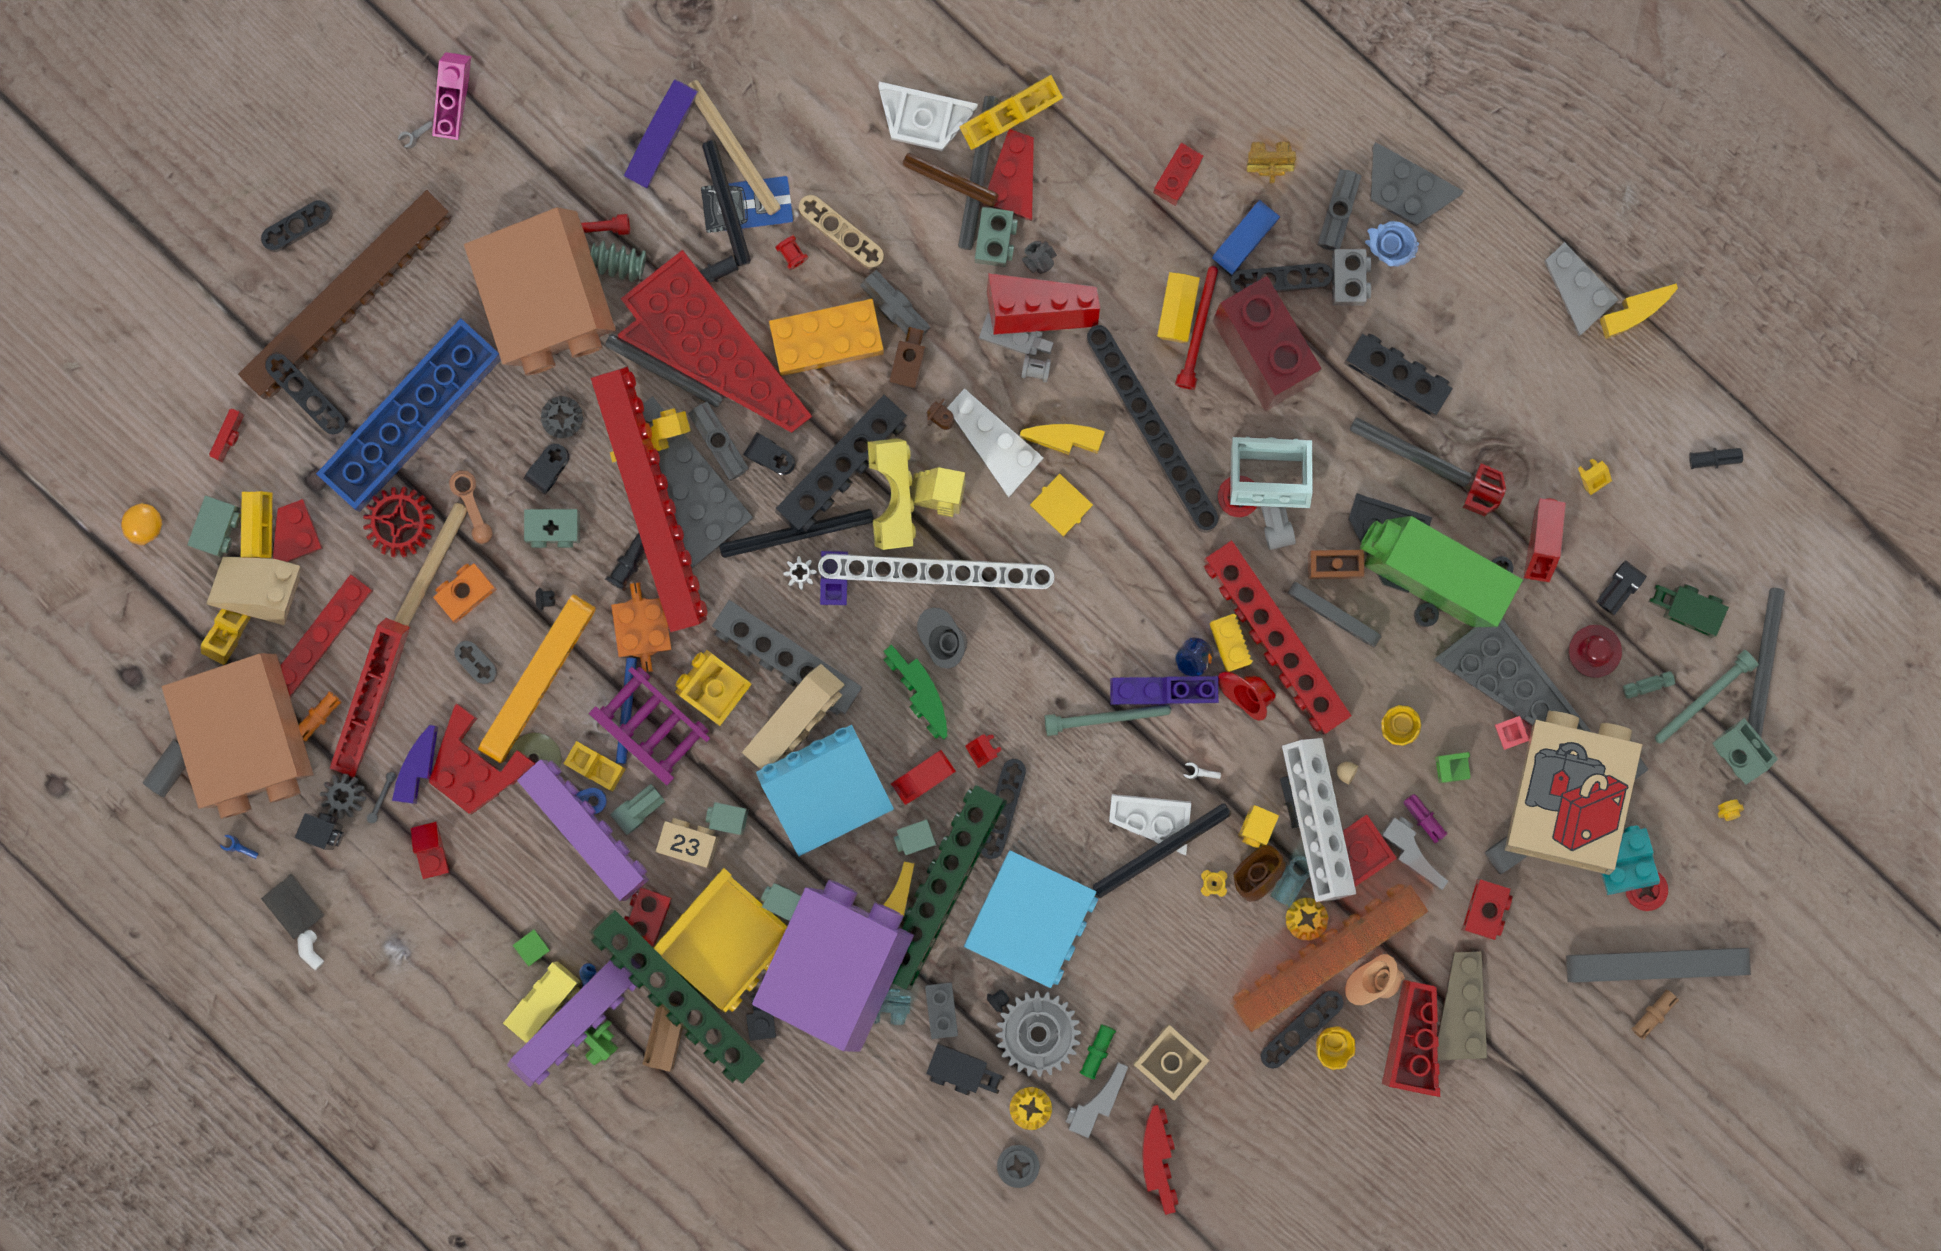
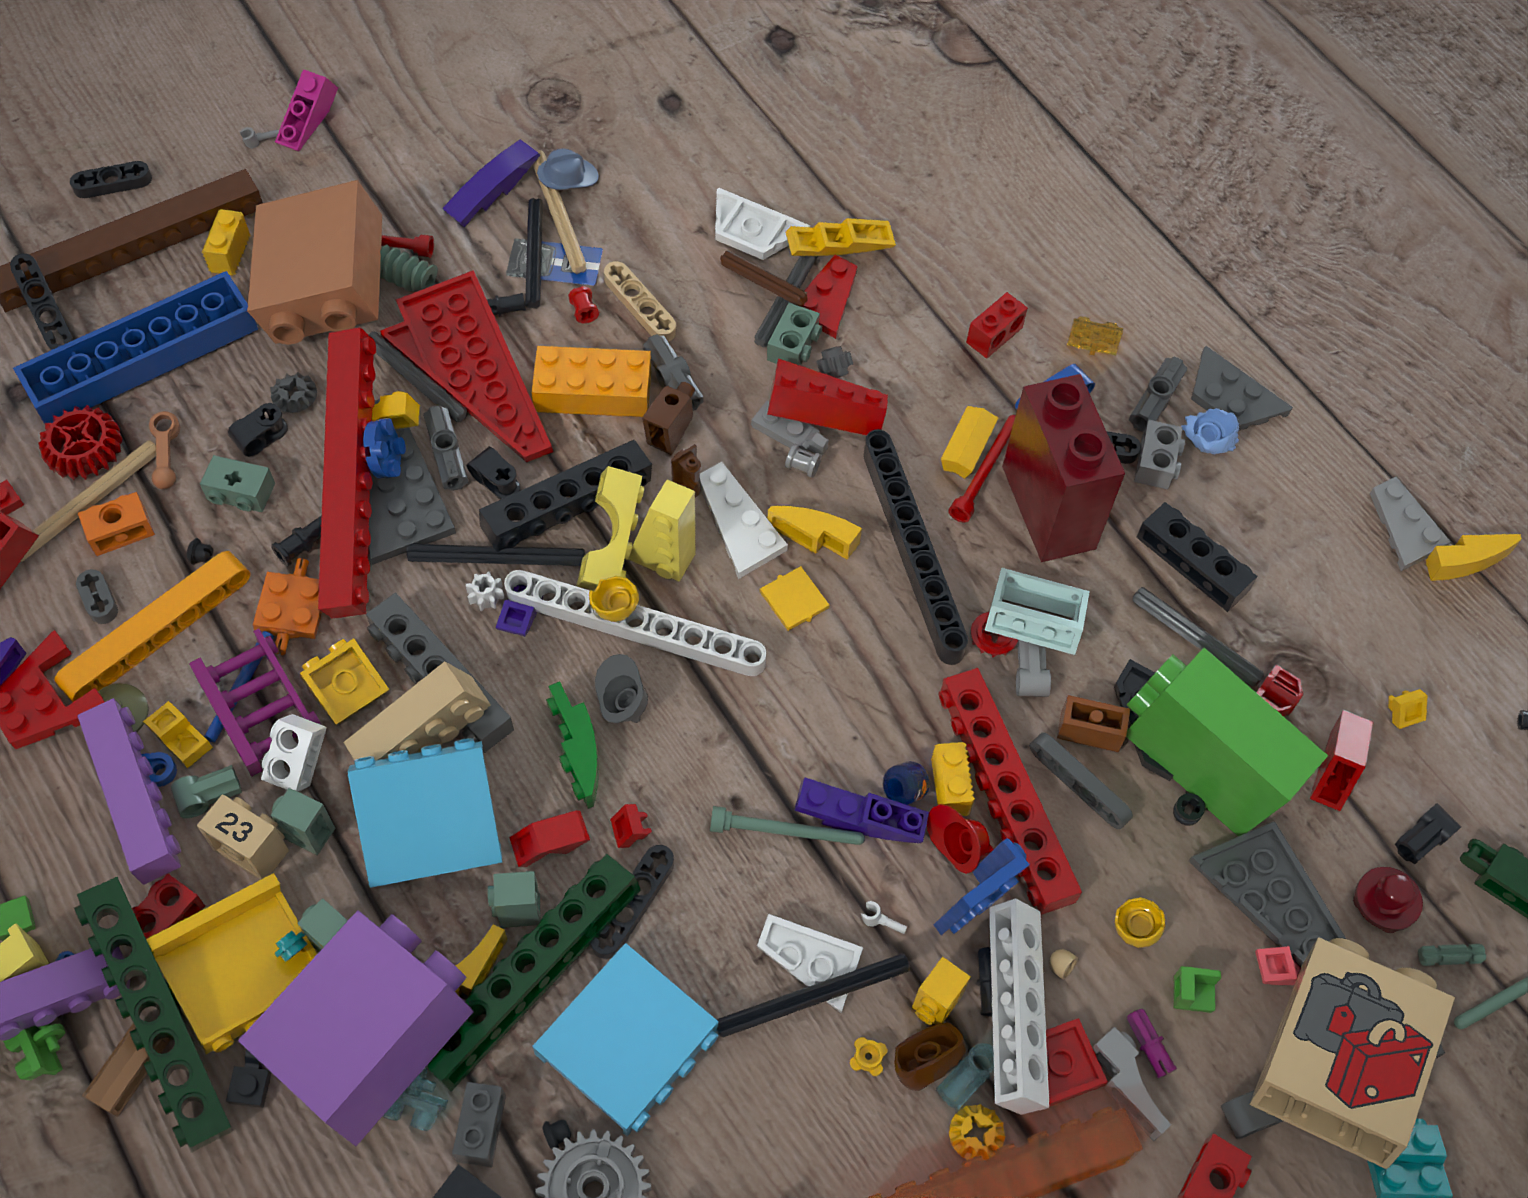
camera: 10 degrees right, 25 degrees down
(438, 274) = (226, 242): none -> yellow brick
(672, 469) = (384, 448): none -> blue plate
(701, 764) = (299, 756): none -> white brick
(729, 100) = (566, 170): none -> sand blue piece
(756, 918) = (290, 945): none -> teal plate
(917, 566) = (614, 598): none -> yellow hair
(1275, 746) = (996, 877): none -> blue bracket

